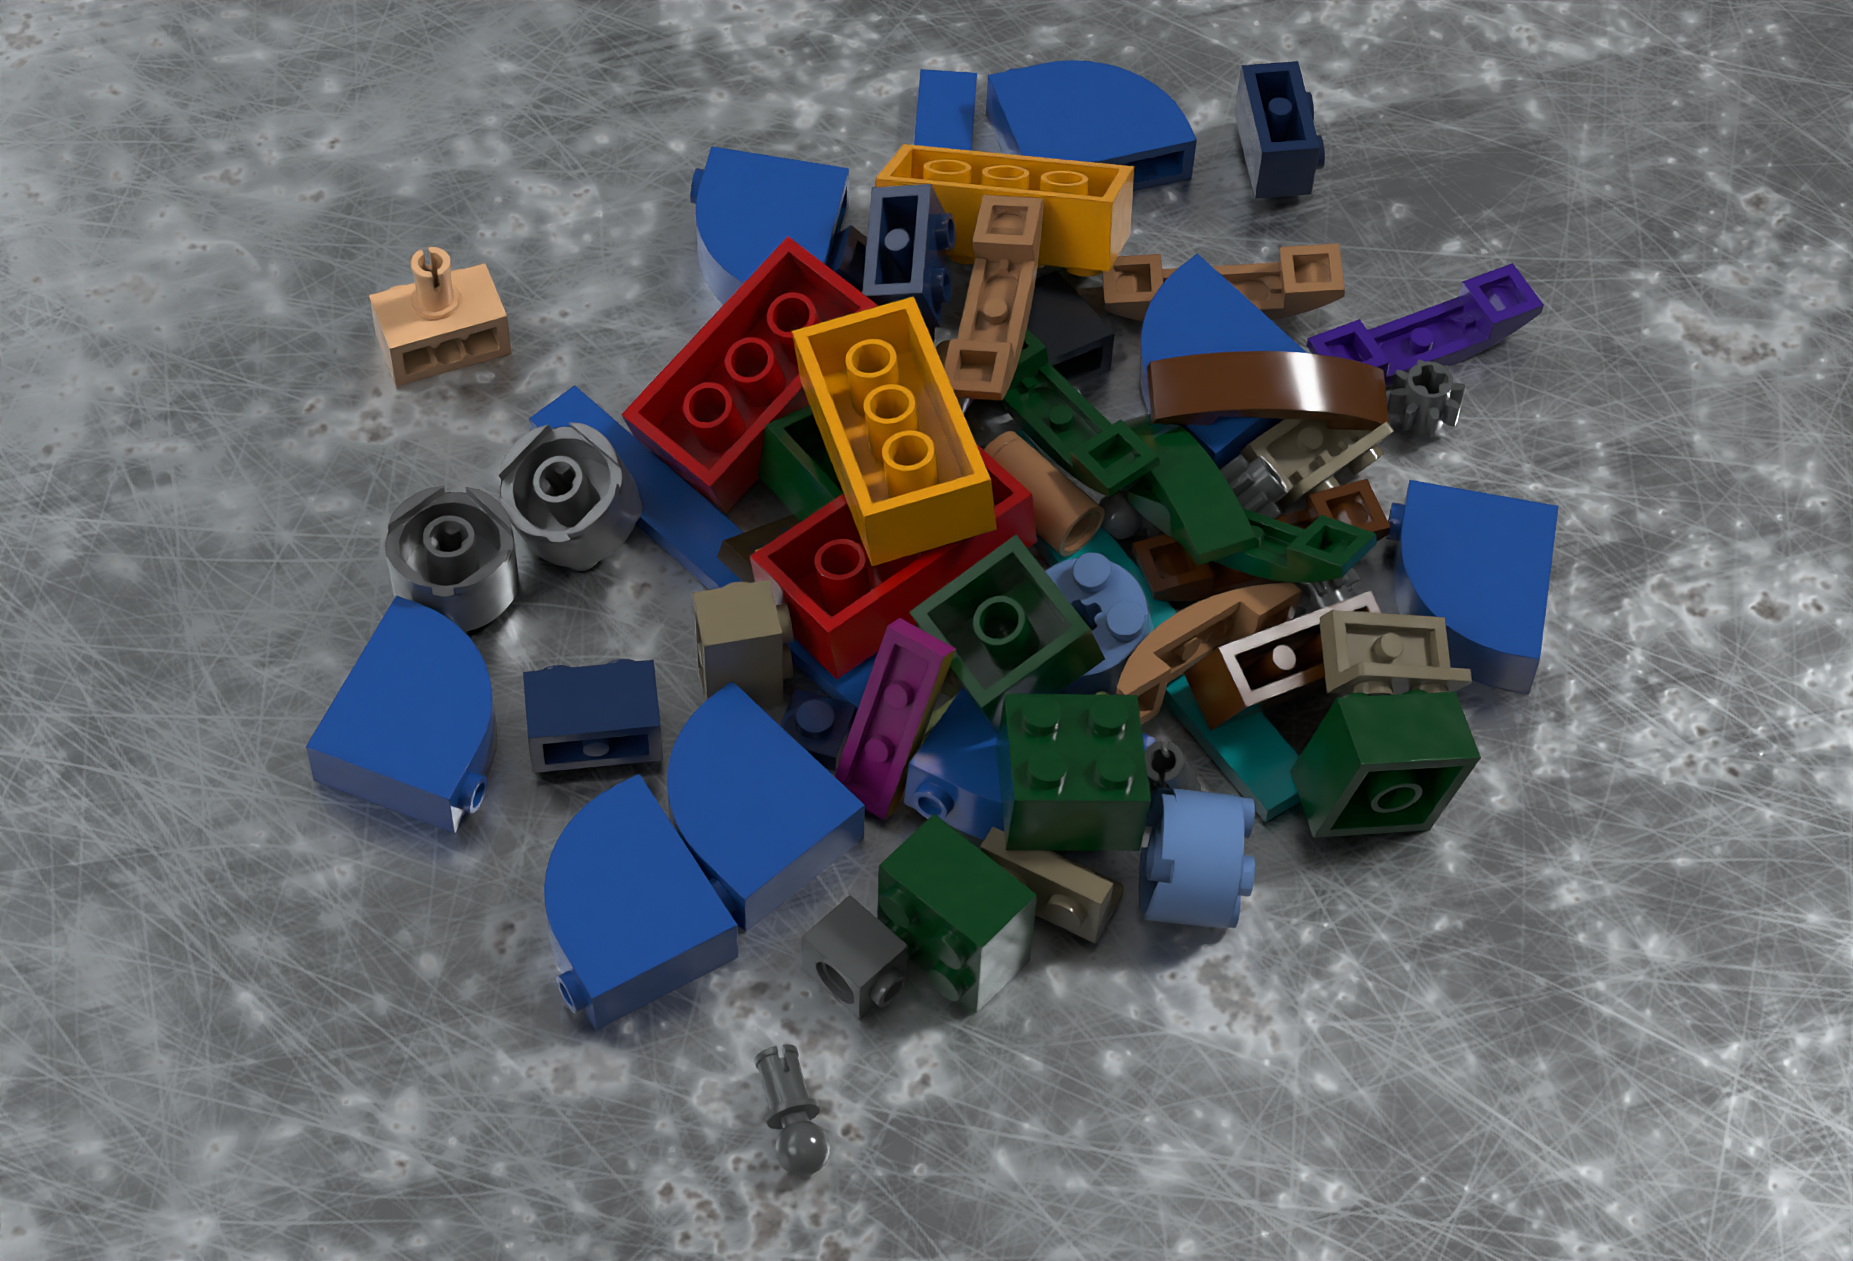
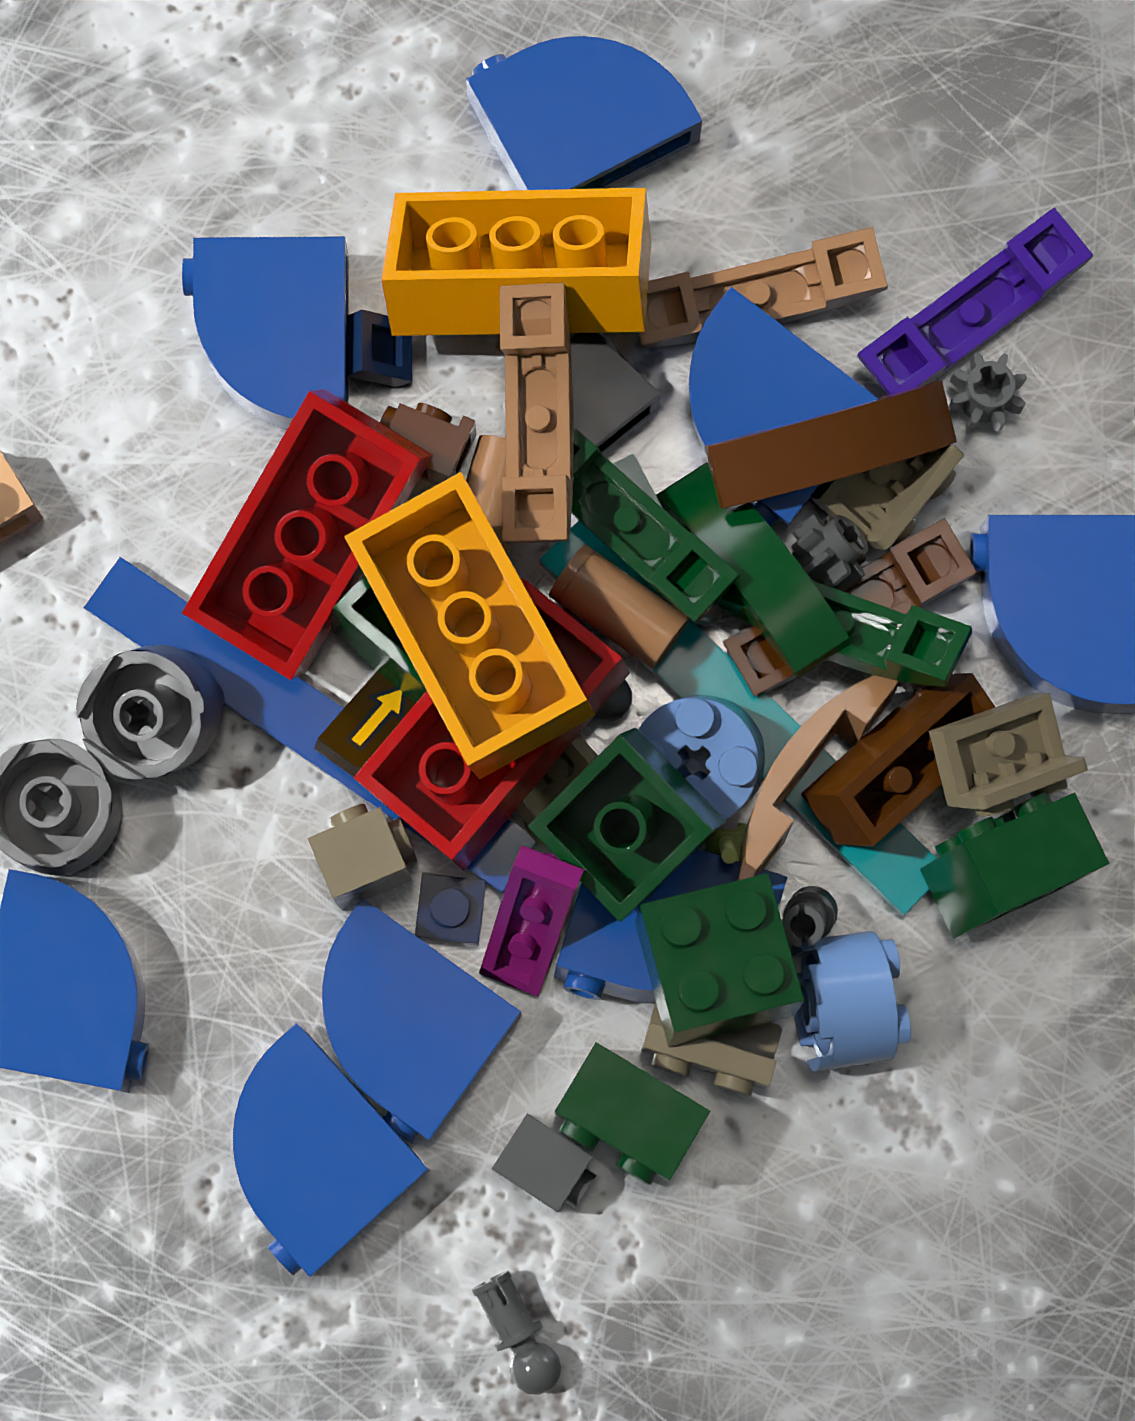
camera: 10 degrees left, 25 degrees up
(592, 715) = (232, 954): dark blue brick -> none
(909, 249) = (435, 372): dark blue brick -> none
(945, 109) = (427, 124): blue tile -> none
(1278, 130) = (784, 82): dark blue brick -> none

